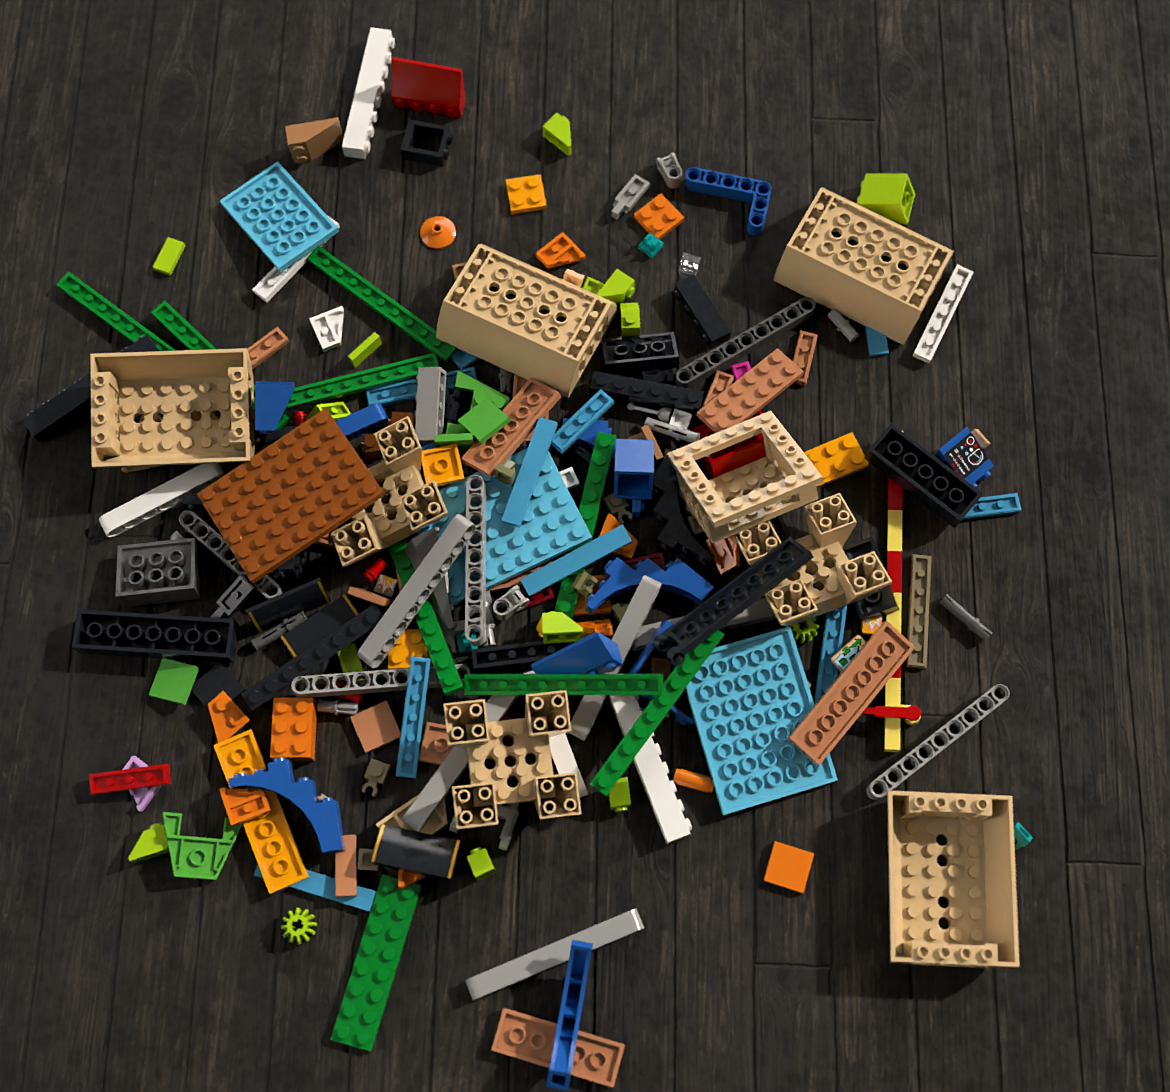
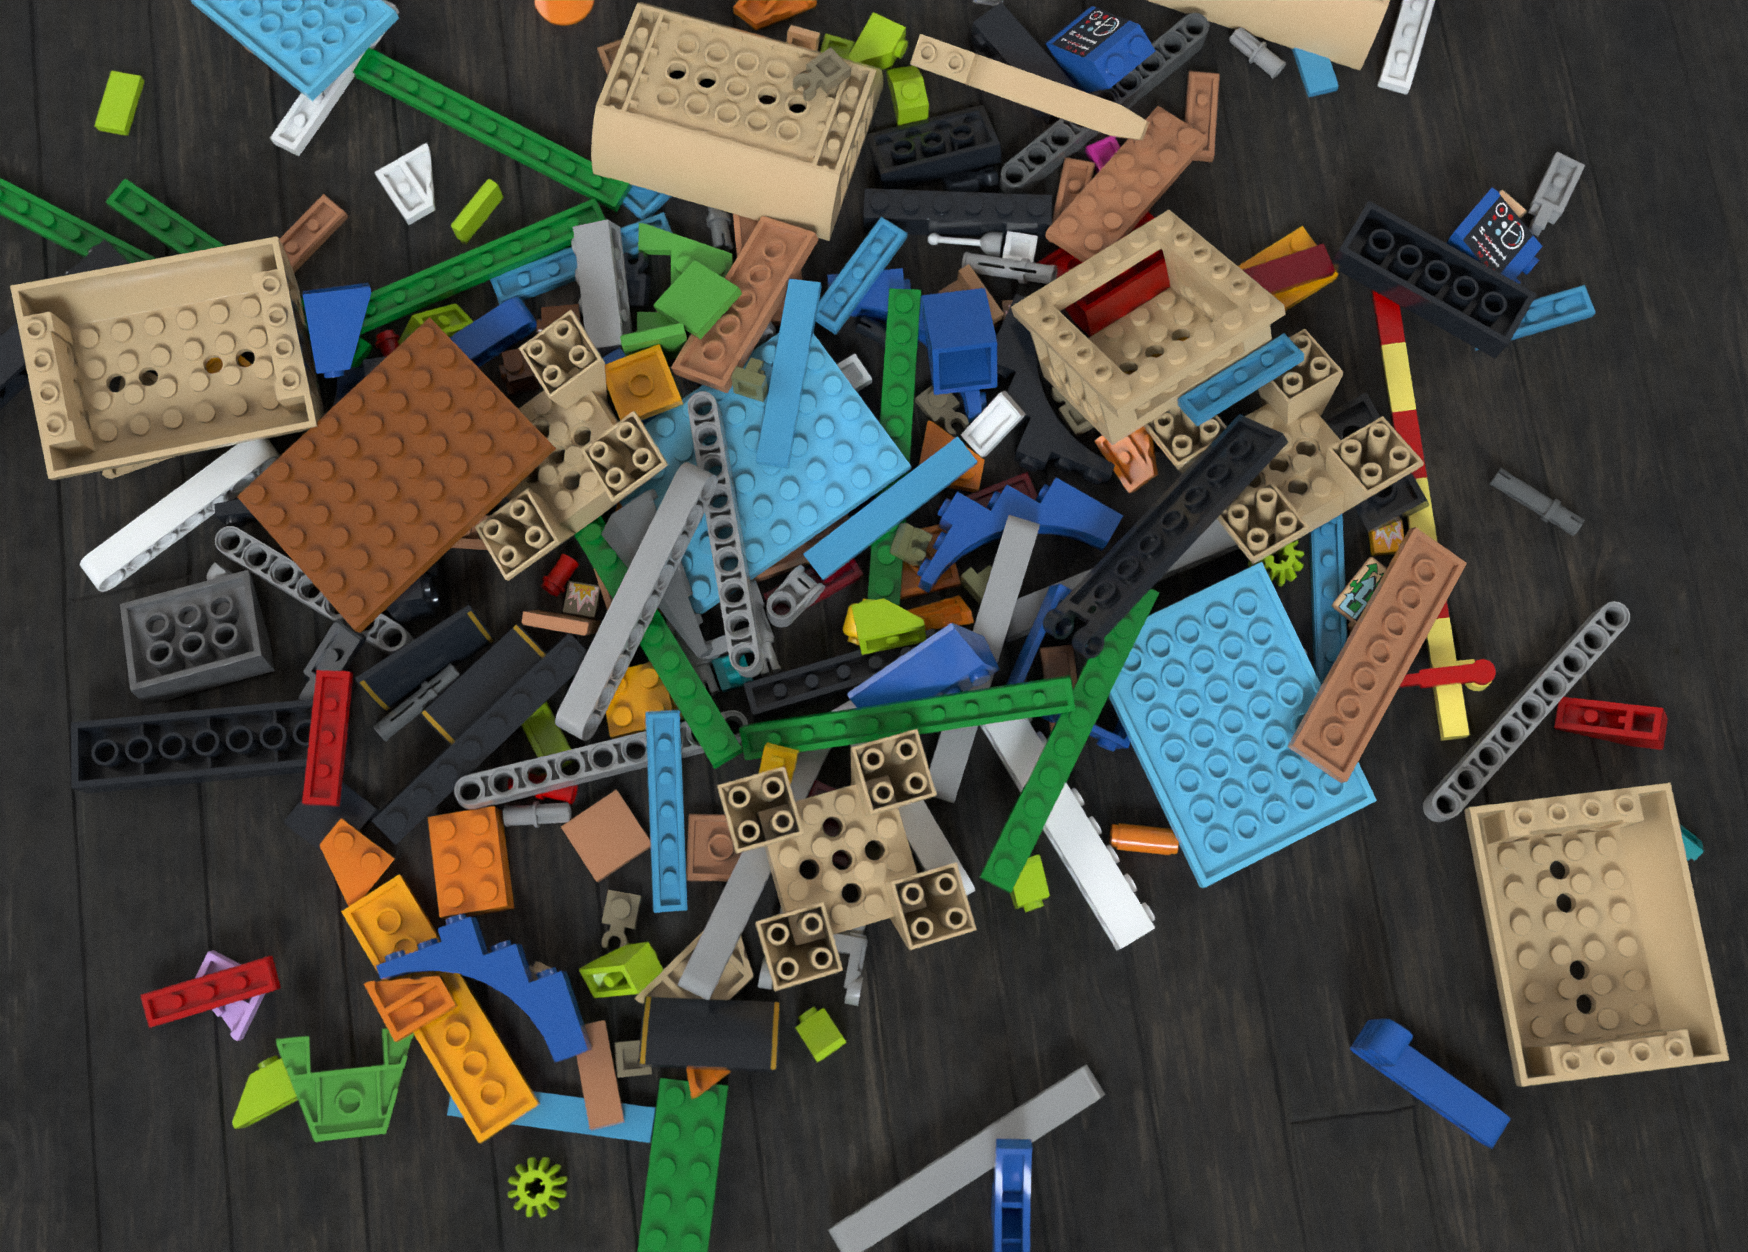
camera: 10 degrees left, 5 degrees up
(174, 681) = (256, 815): bright green tile -> none
(224, 642) = (327, 738): none -> red plate
(371, 807) = (622, 971): none -> lime slope
(489, 696) = (777, 757): none -> yellow tile
(578, 300) = (824, 72): none -> dark tan plate
(646, 521) = (993, 424): none -> white tile
(700, 327) = (1028, 89): none -> tan piece
(746, 310) = (1099, 49): none -> blue slope
(788, 867) = (1320, 954): orange tile -> none
(794, 516) = (1240, 379): none -> dark azure tile
(815, 928) = (1386, 1048): none -> blue beam
(837, 457) = (1293, 270): none -> dark red tile
(918, 610) = (1458, 499): dark tan tile -> none
(989, 756) = (1613, 722): none -> red slope
(1008, 434) = (1554, 191): none -> light grey hinge

